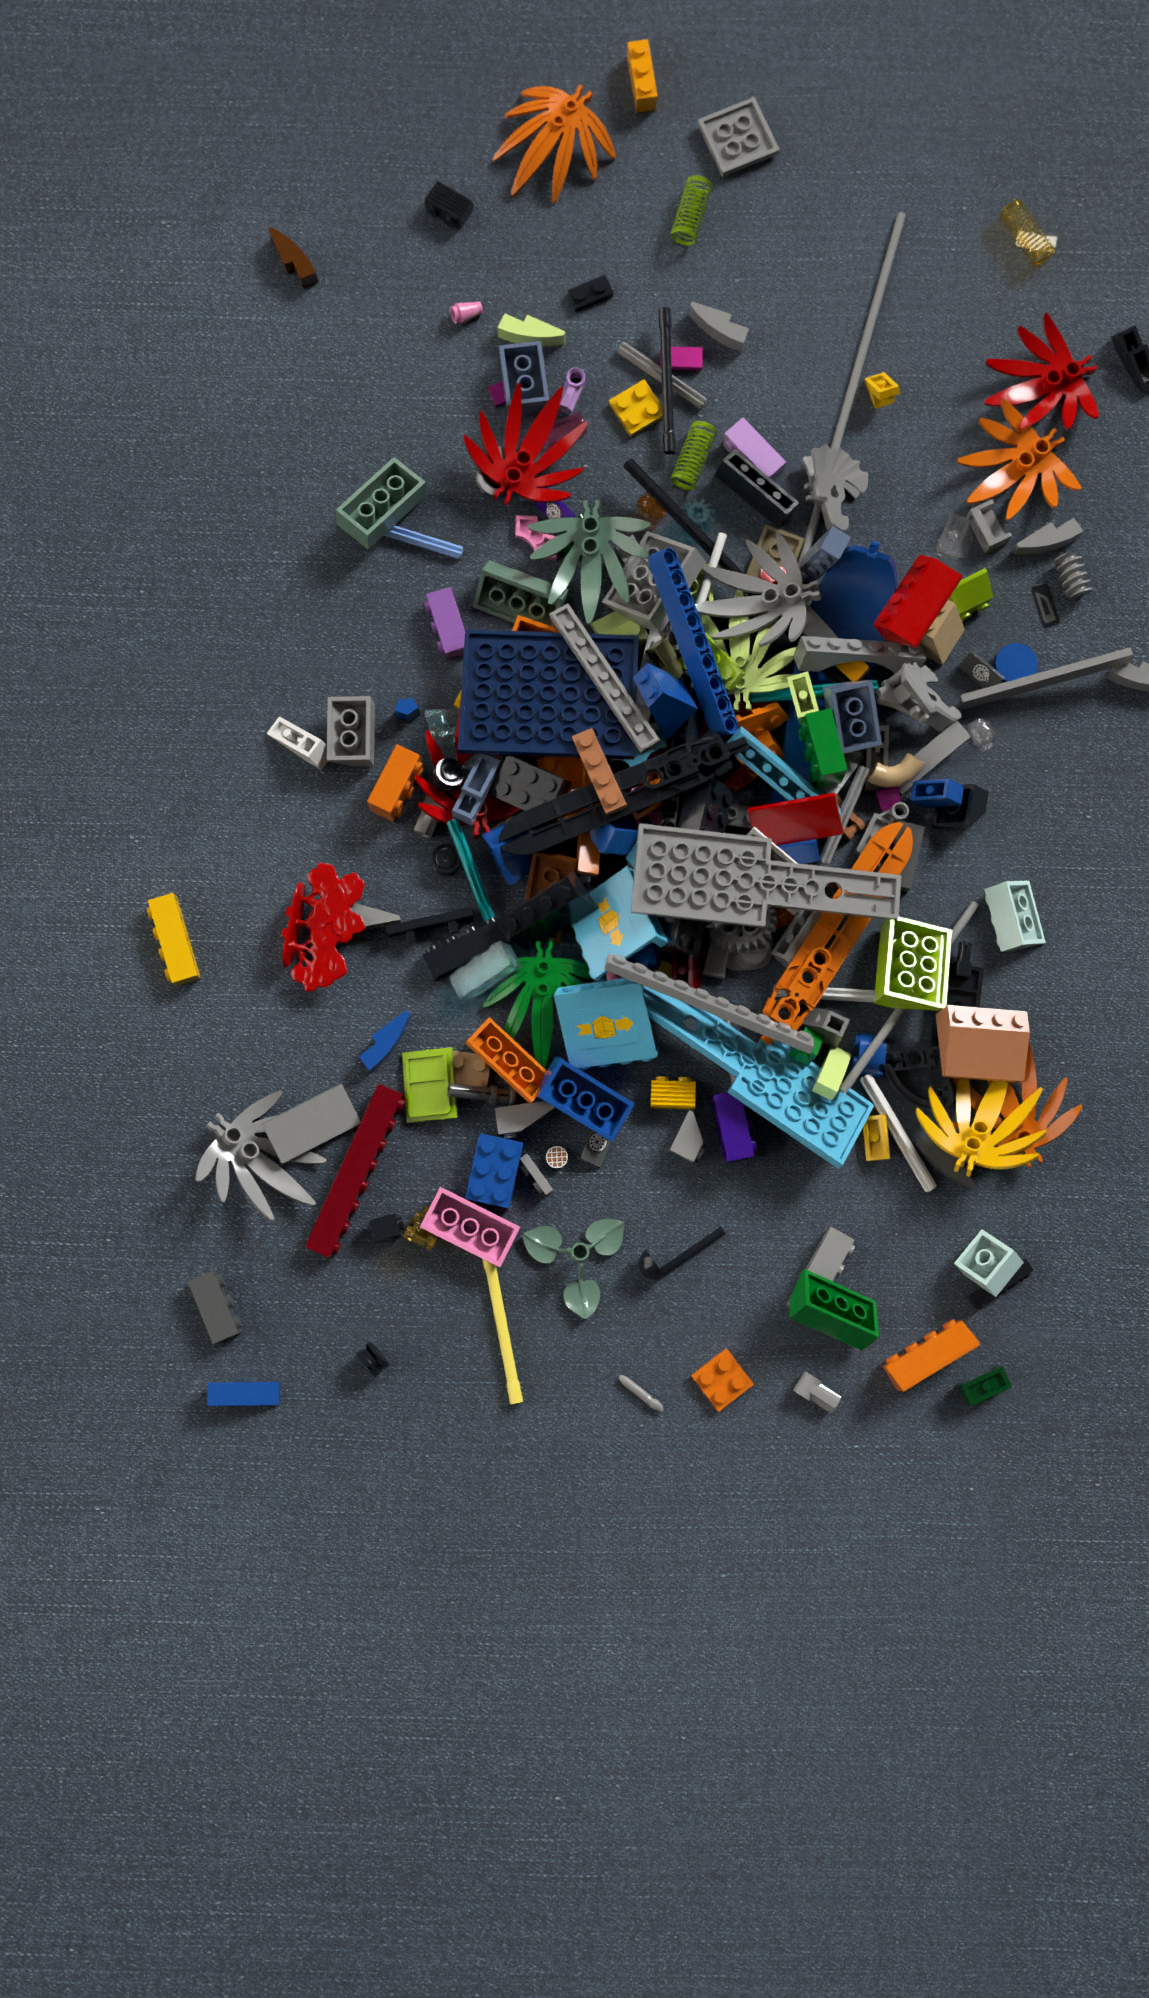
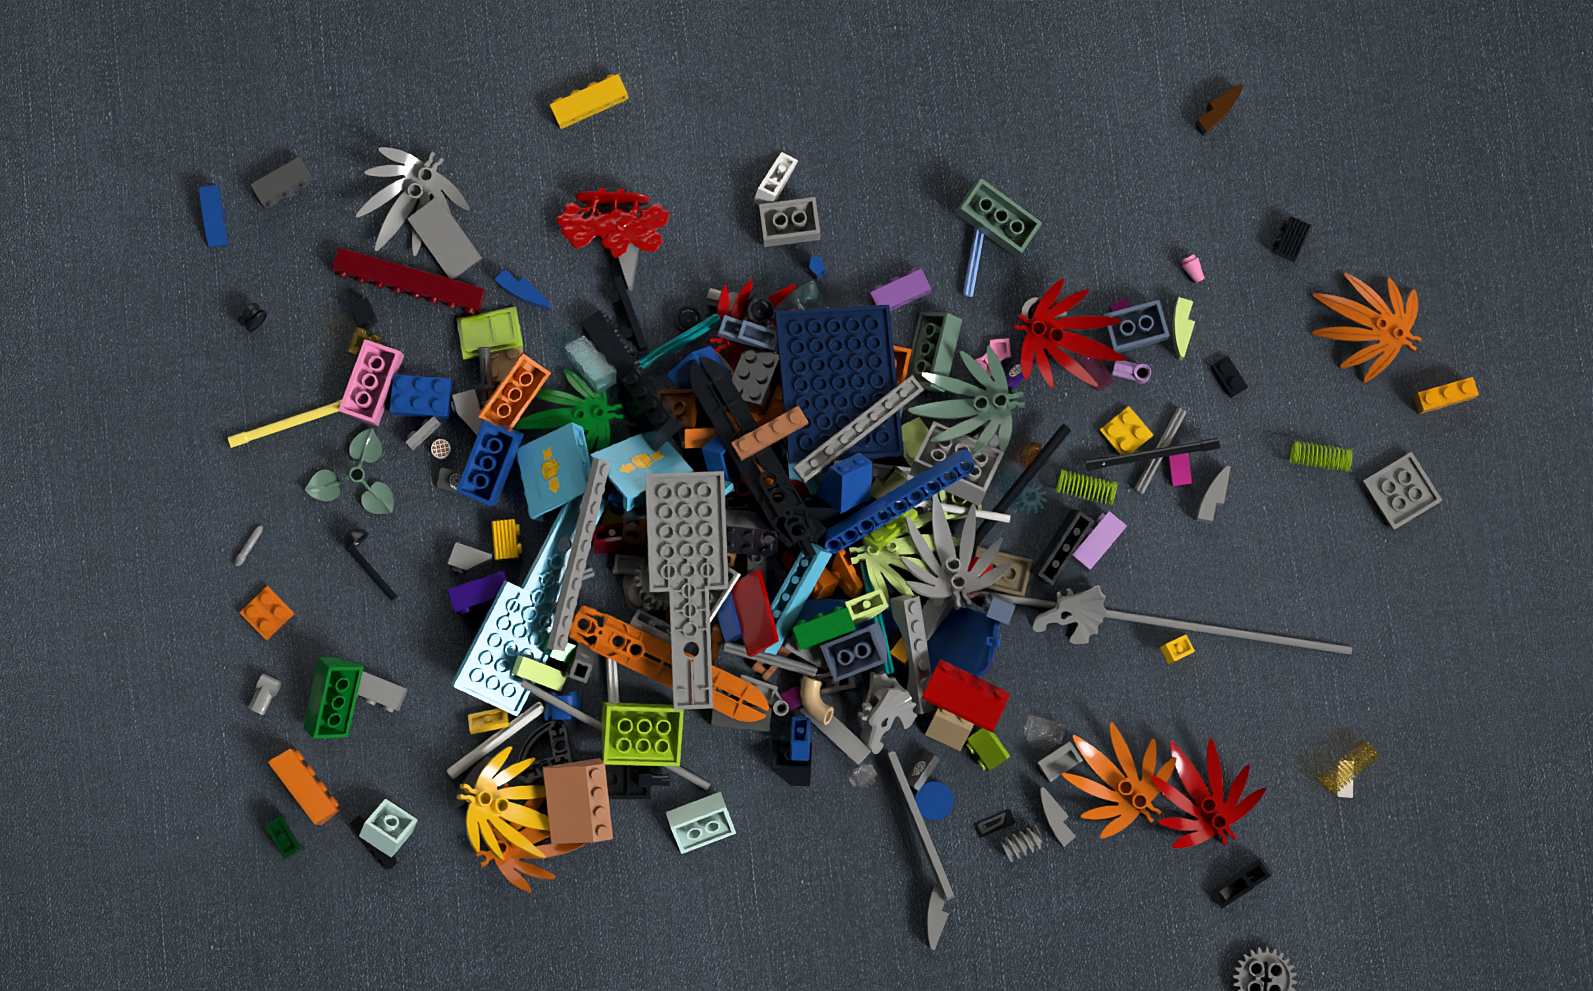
camera: 85 degrees right, 0 degrees up
(395, 783) = (746, 266): orange brick -> none

